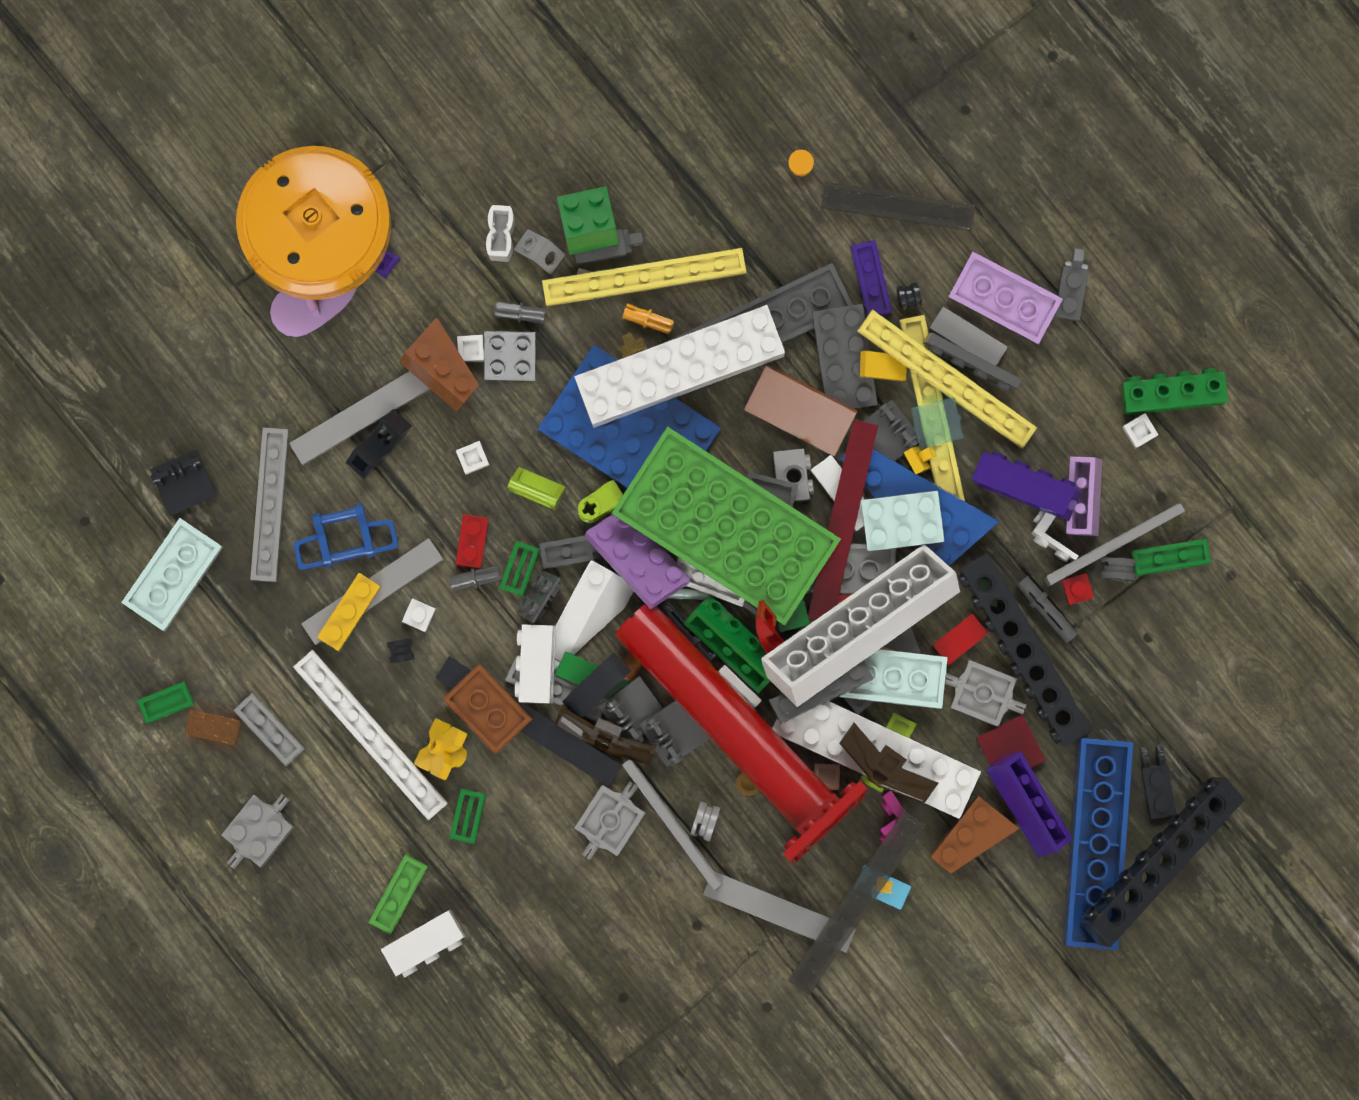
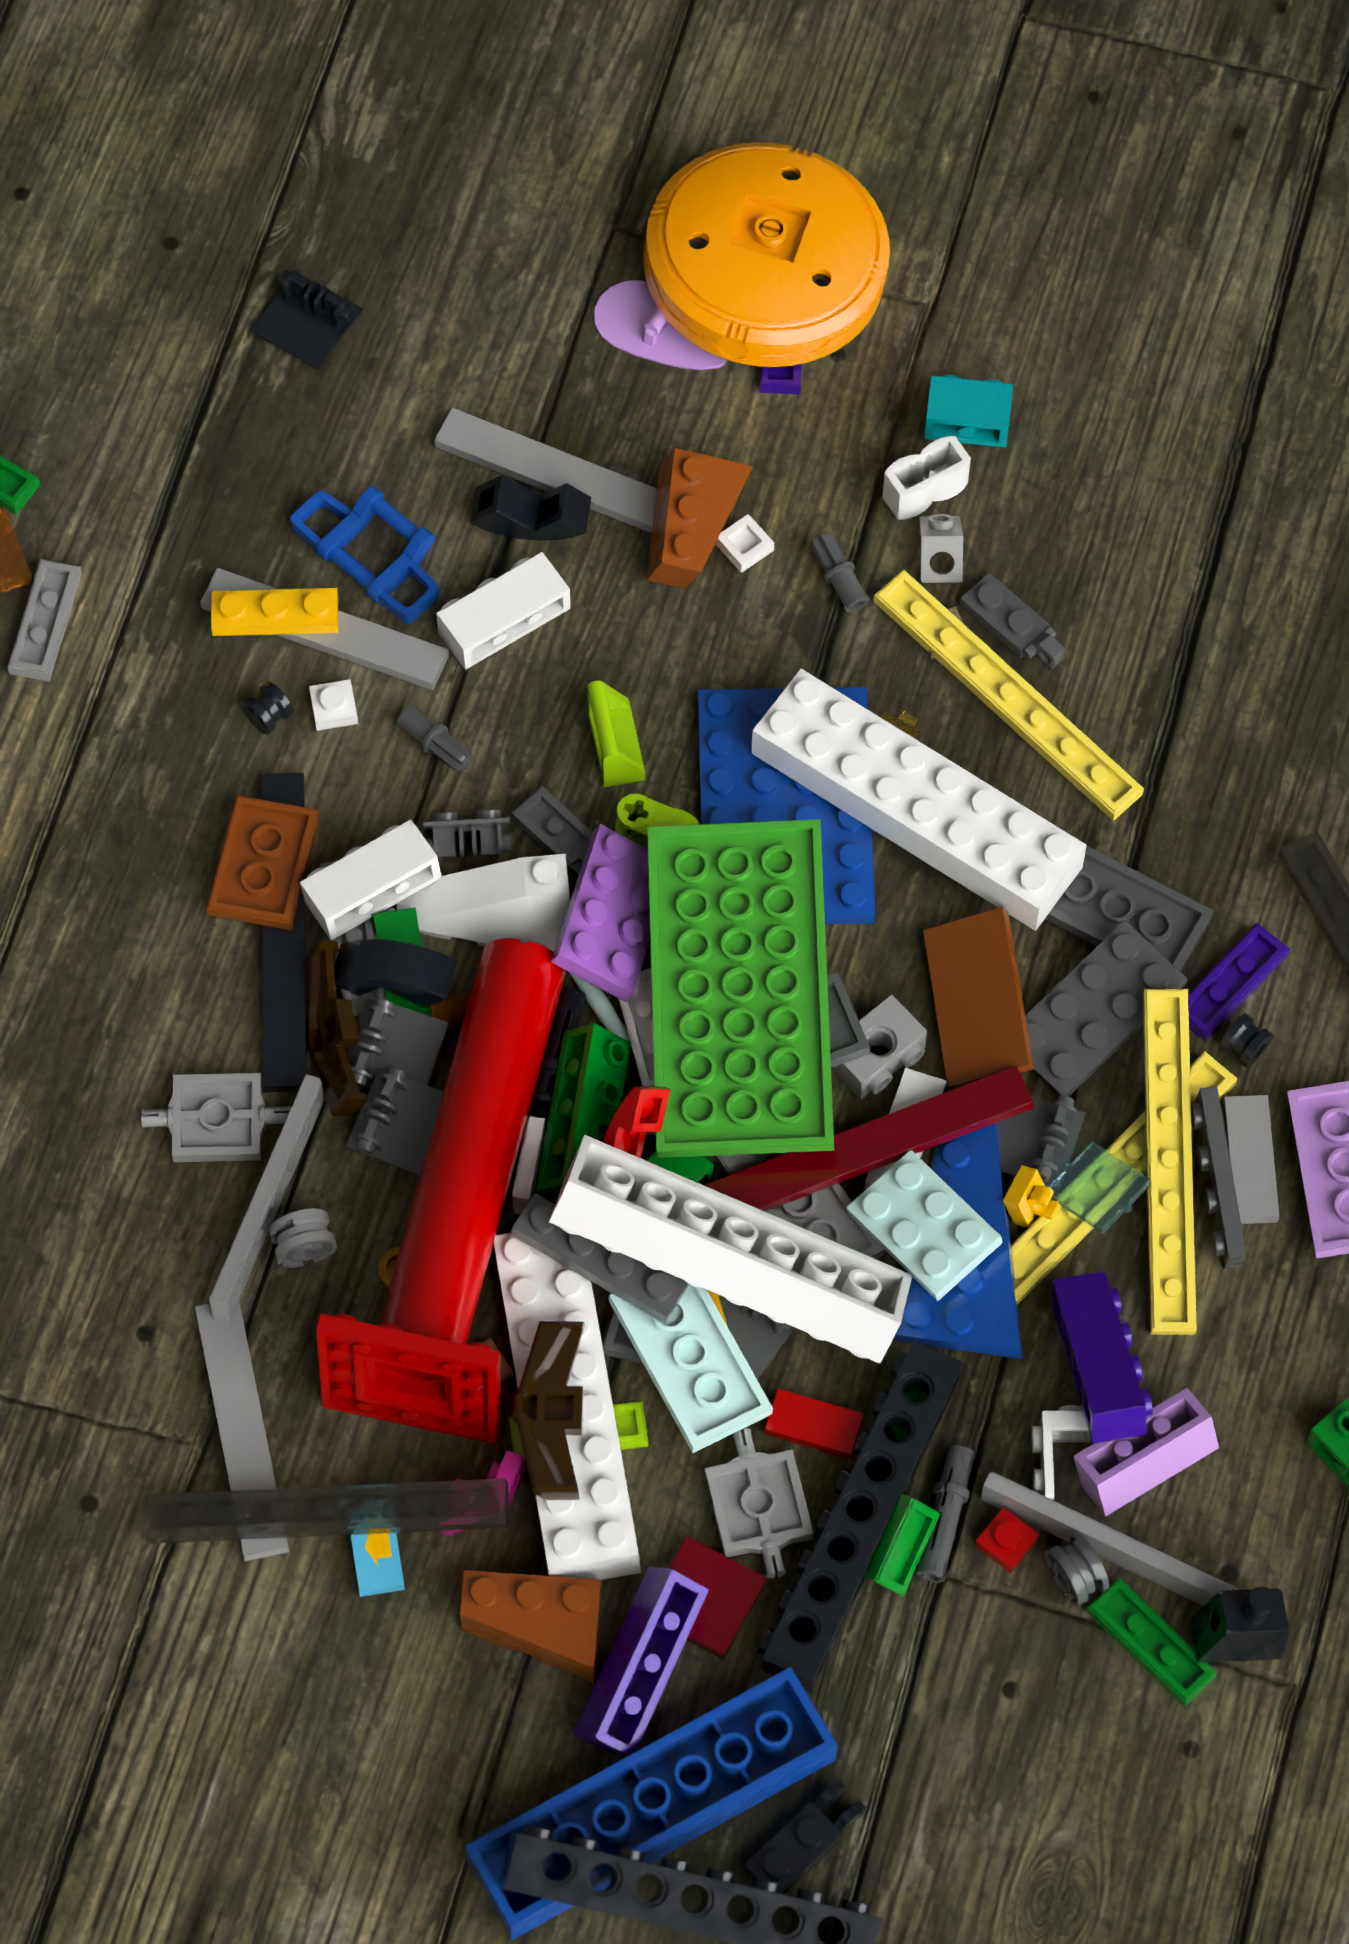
camera: 55 degrees right, 20 degrees down
(172, 574) = (172, 378): light aqua plate -> none
(269, 504) = (351, 435): light grey plate -> none
(370, 735) = (123, 749): white tile -> none
(425, 496) = (503, 610): none -> white brick
(443, 750) = (166, 840): yellow plant -> none
(472, 457) = (598, 635): white plate -> none
(472, 541) = (483, 707): red plate -> none
(472, 794) = (101, 949): green tile -> none
(475, 183) = (969, 410): none -> teal brick
(509, 355) = (772, 594): hinge -> none
(527, 548) = (496, 802): green tile -> none
(588, 220) = (1027, 568): green brick -> none
(648, 319) = (953, 730): light orange axle -> none
(801, 163) = (1319, 791): light orange tile -> none
(881, 366) = (1119, 1062): yellow tile -> none
(1052, 641) = (902, 1545): none -> green tile
(1140, 431) = (1301, 1475): white plate -> none
(1198, 513) = (1249, 1624): none -> black torso

